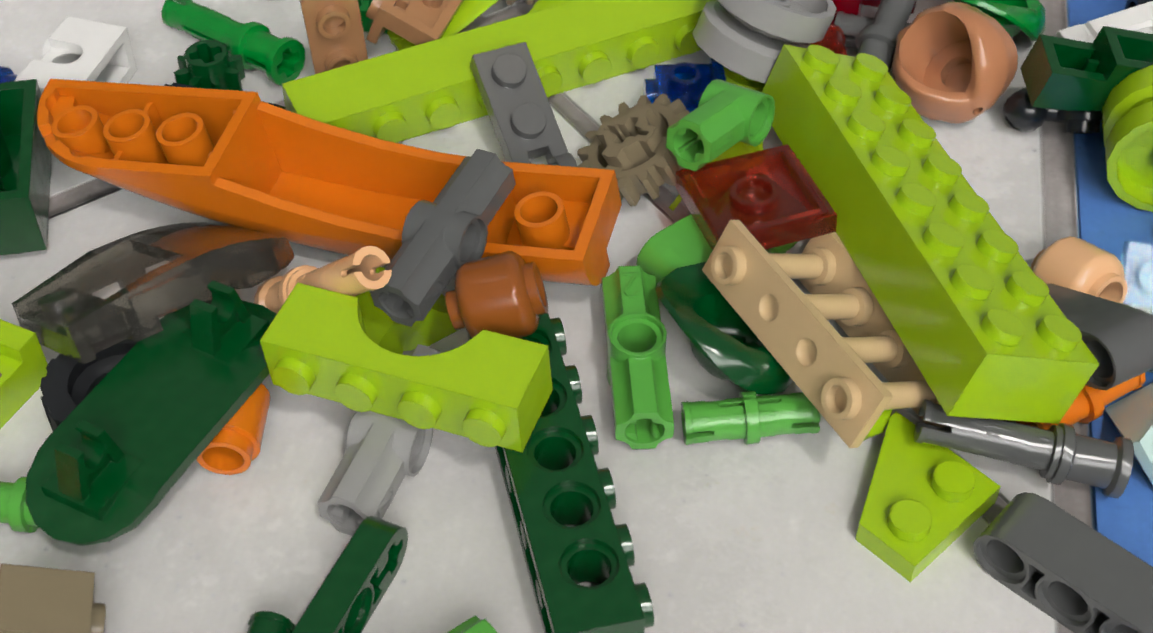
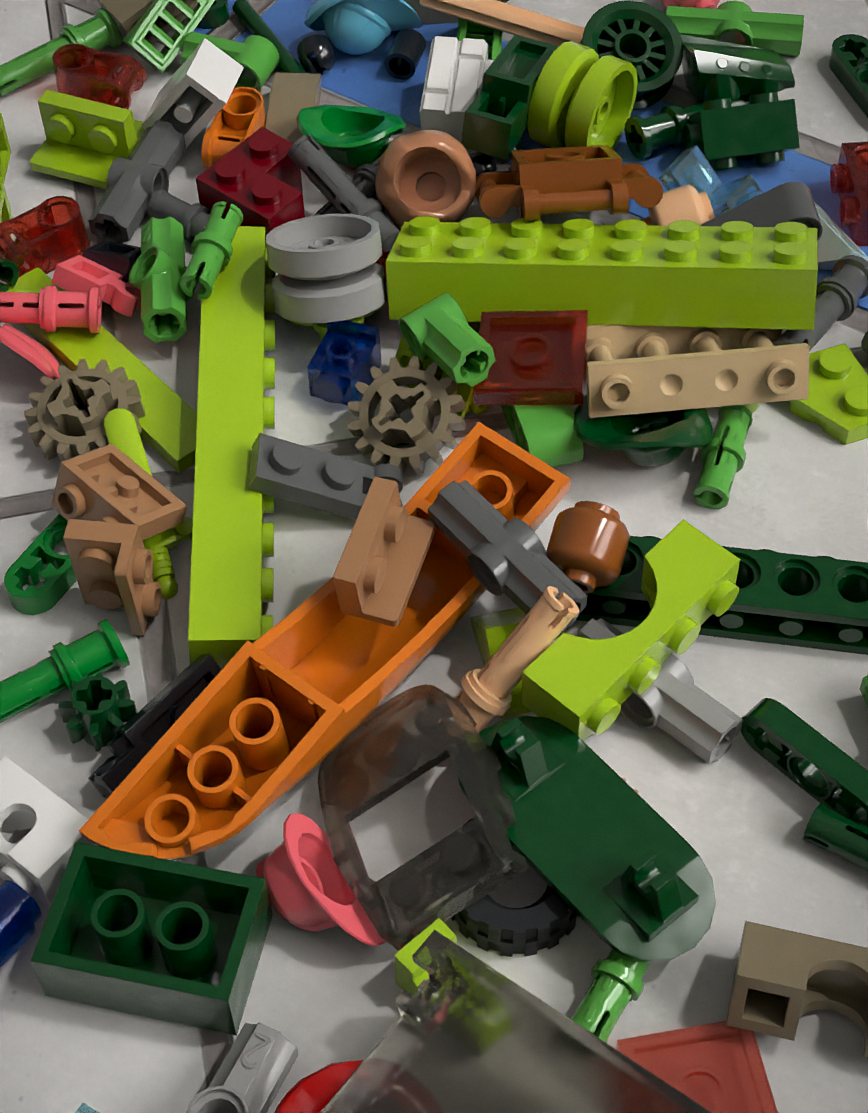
camera: 65 degrees left, 5 degrees up
(59, 234) = (309, 885): none -> coral piece
(397, 142) = (382, 557): none -> medium nougat bracket
(636, 358) = (640, 497): bright green piece -> none
(1028, 152) = (566, 183): none -> dark orange brick

